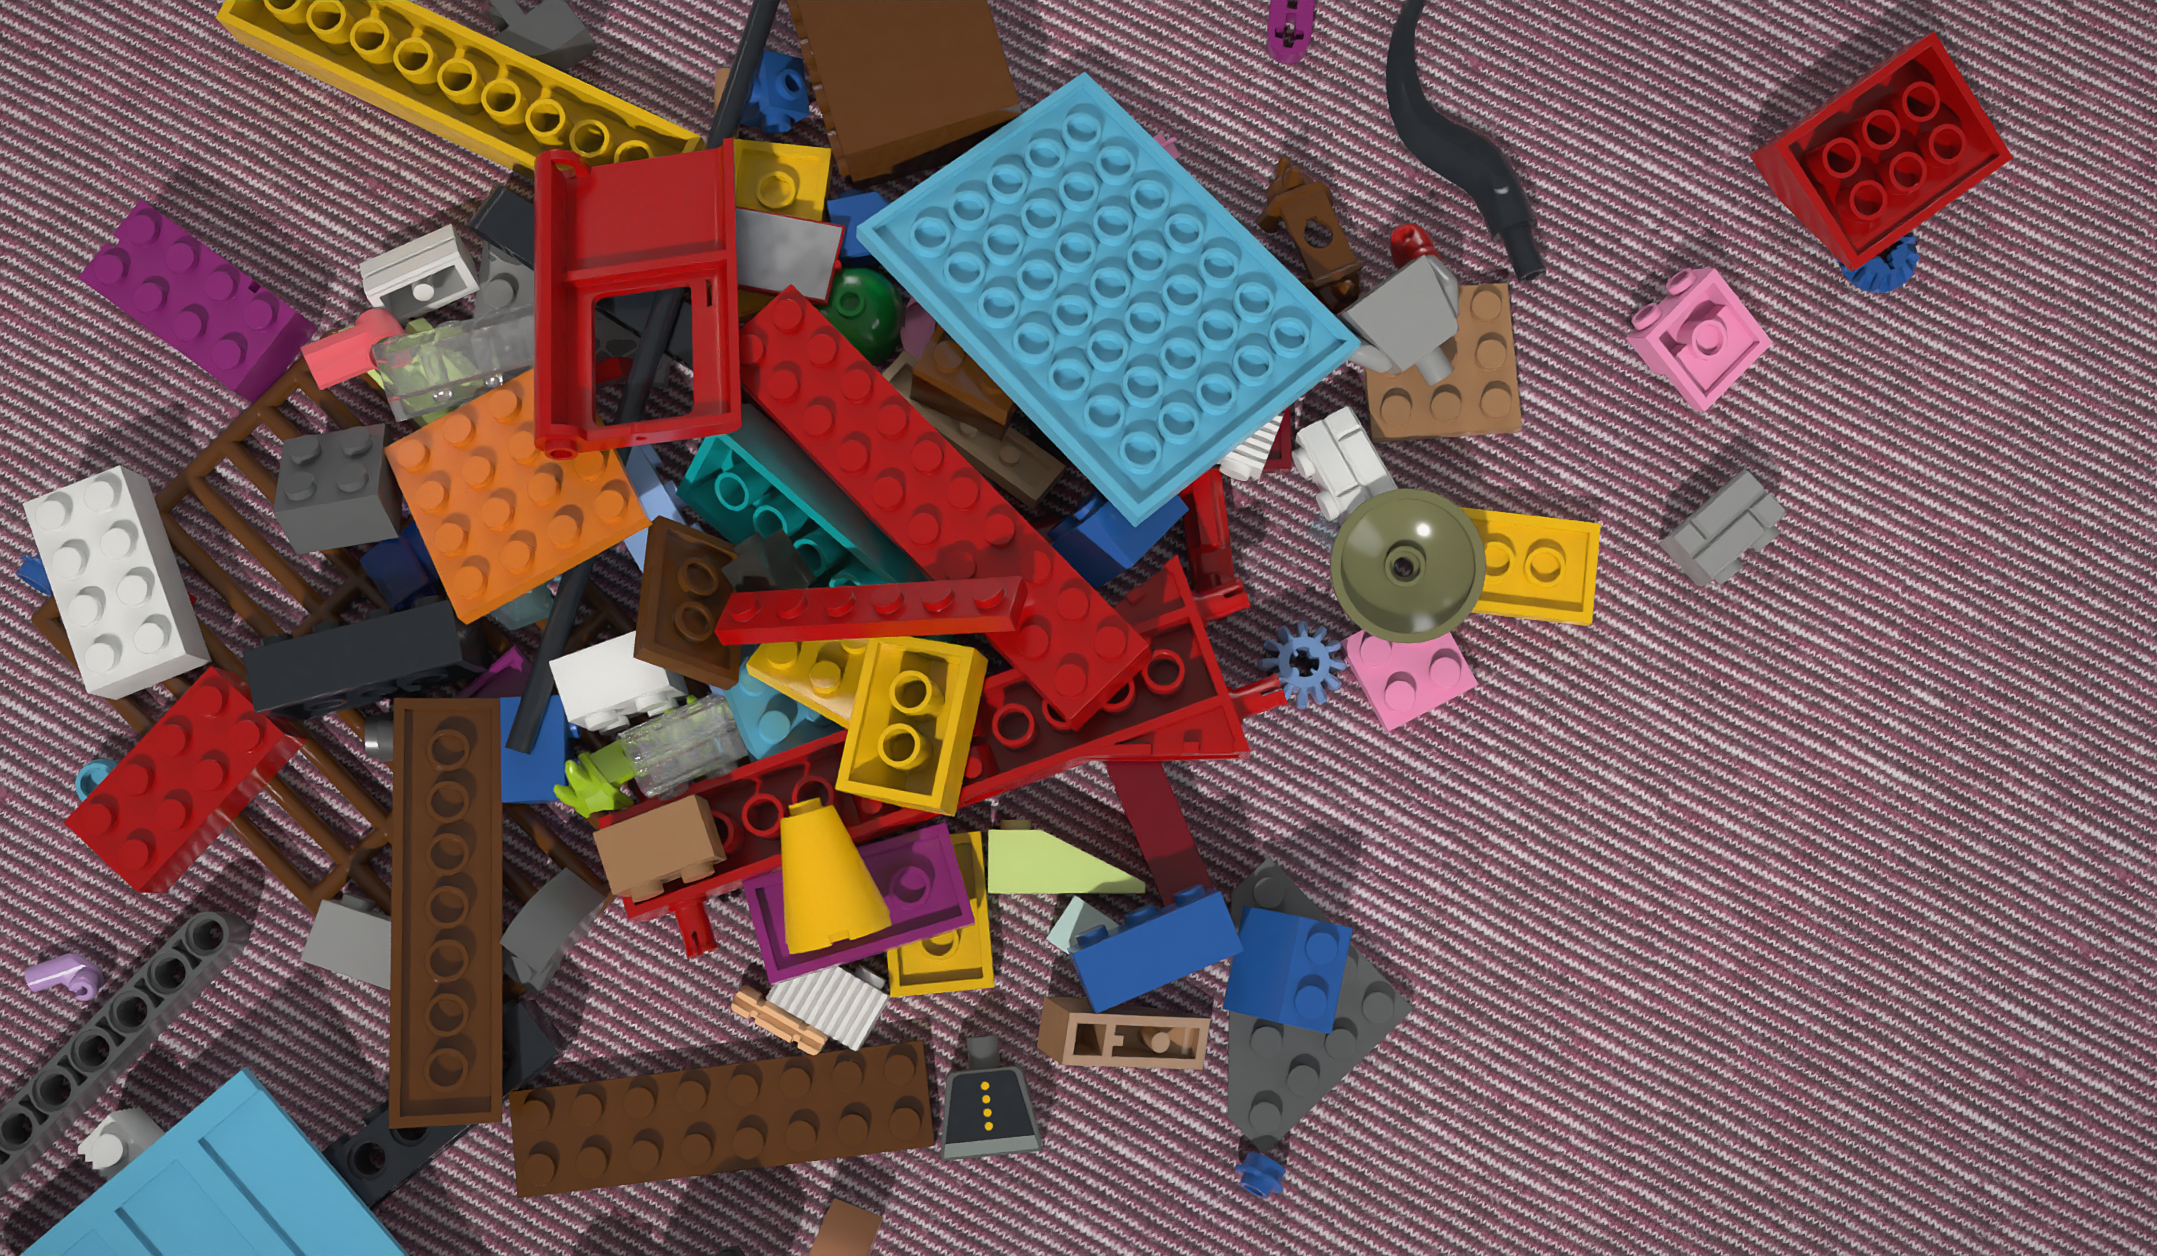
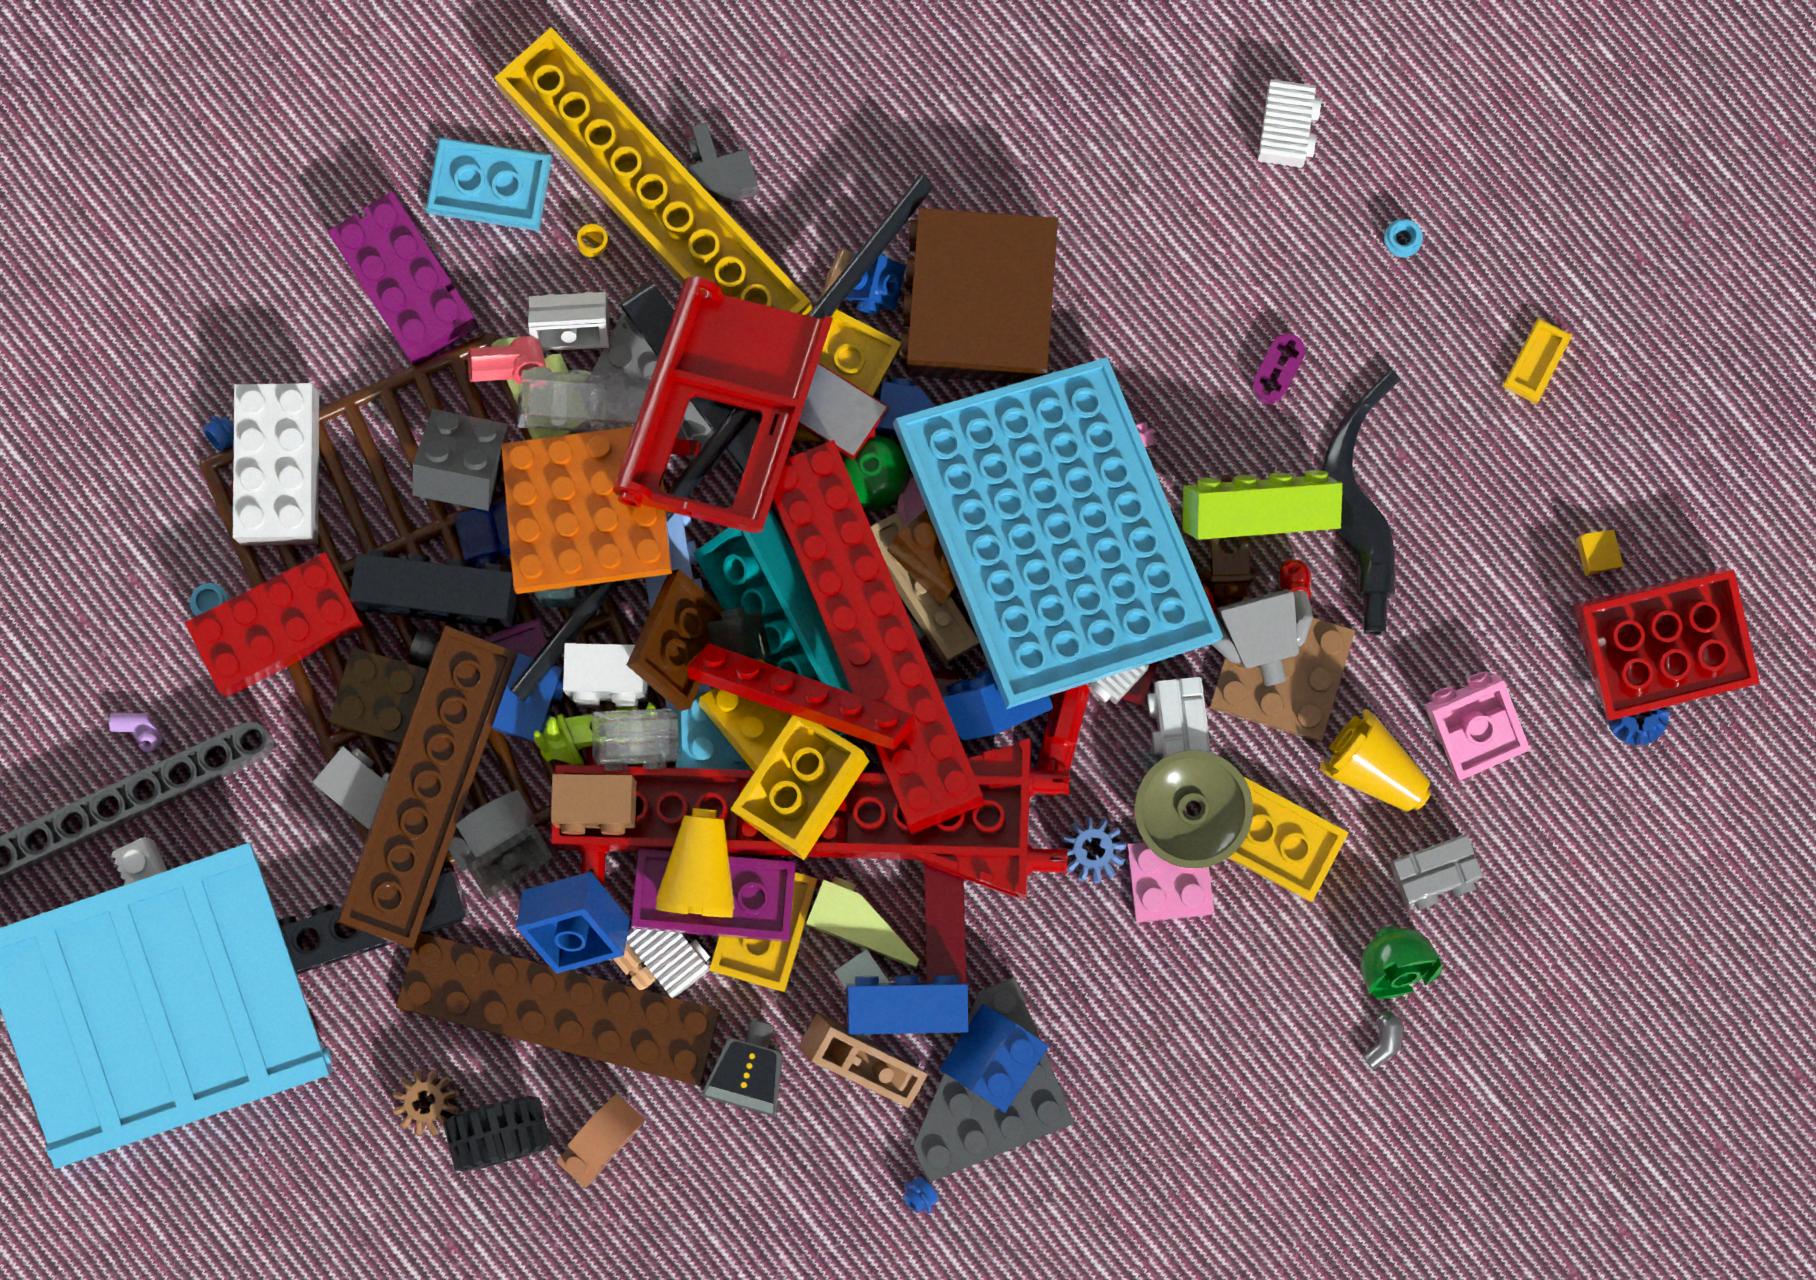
camera: 20 degrees right, 0 degrees up
(266, 155) = (489, 184): none -> medium azure tile
(340, 819) = (376, 696): none -> dark brown brick
(416, 166) = (596, 236): none -> yellow hinge
(593, 961) = (512, 863): none -> clear smoke brick
(695, 1007) = (573, 922): none -> blue brick
(1340, 173) = (1262, 506): none -> lime brick
(1599, 428) = (1376, 764): none -> yellow cone
(1725, 653) = (1398, 960): none -> green cylinder
(1751, 84) = (1599, 552): none -> yellow slope
(1751, 753) = (1389, 1042): none -> flat silver arm

